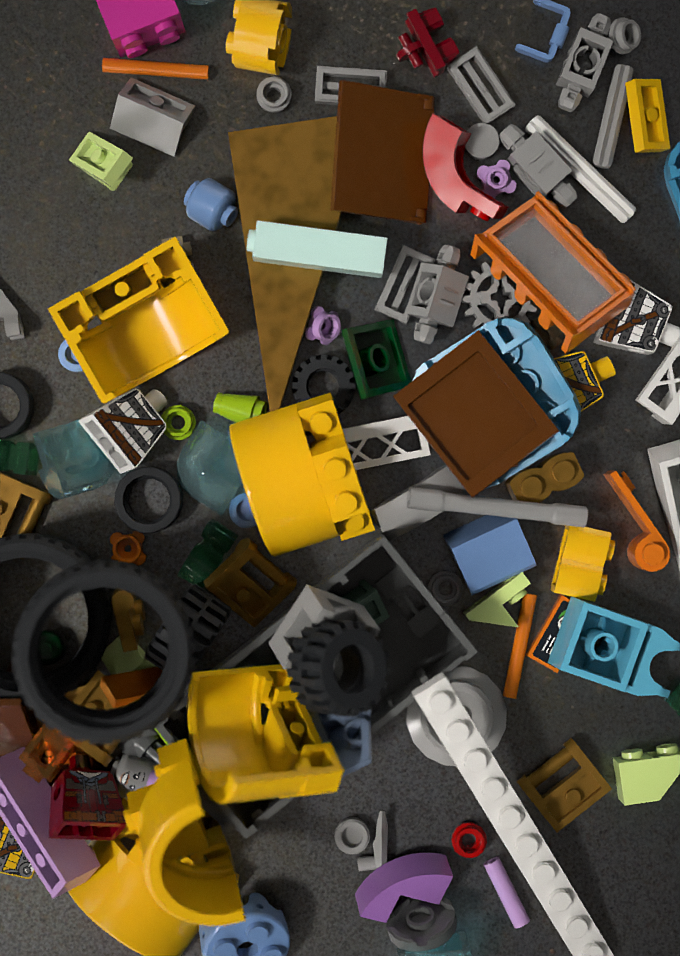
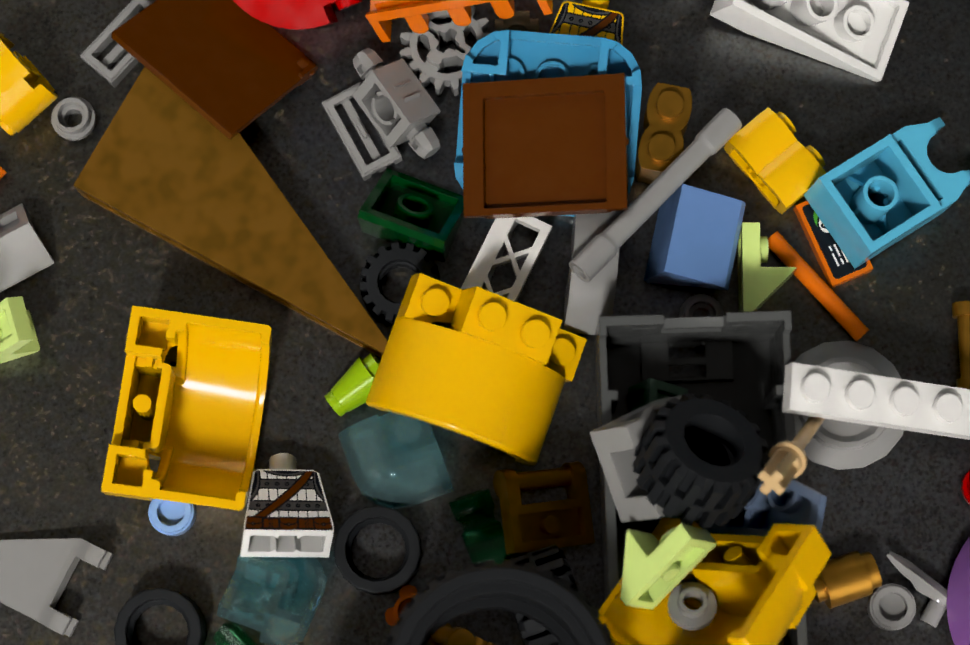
camera: 45 degrees left, 10 degrees down
(190, 422) = (327, 446): lime plate -> none
(211, 204) = (130, 259): medium blue head -> none
(237, 725) = (688, 618): none -> light grey plate
(241, 512) = (467, 459): light blue tile -> none
(254, 687) = (657, 567): none -> yellowish green slope
(317, 249) = (258, 179): light aqua brick -> none
(323, 326) = (339, 240): lavender plate -> none
(350, 799) = (847, 579): none -> pearl gold brick
(378, 720) = (788, 459): none -> tan piece
(648, 549) = (812, 80): orange door -> none

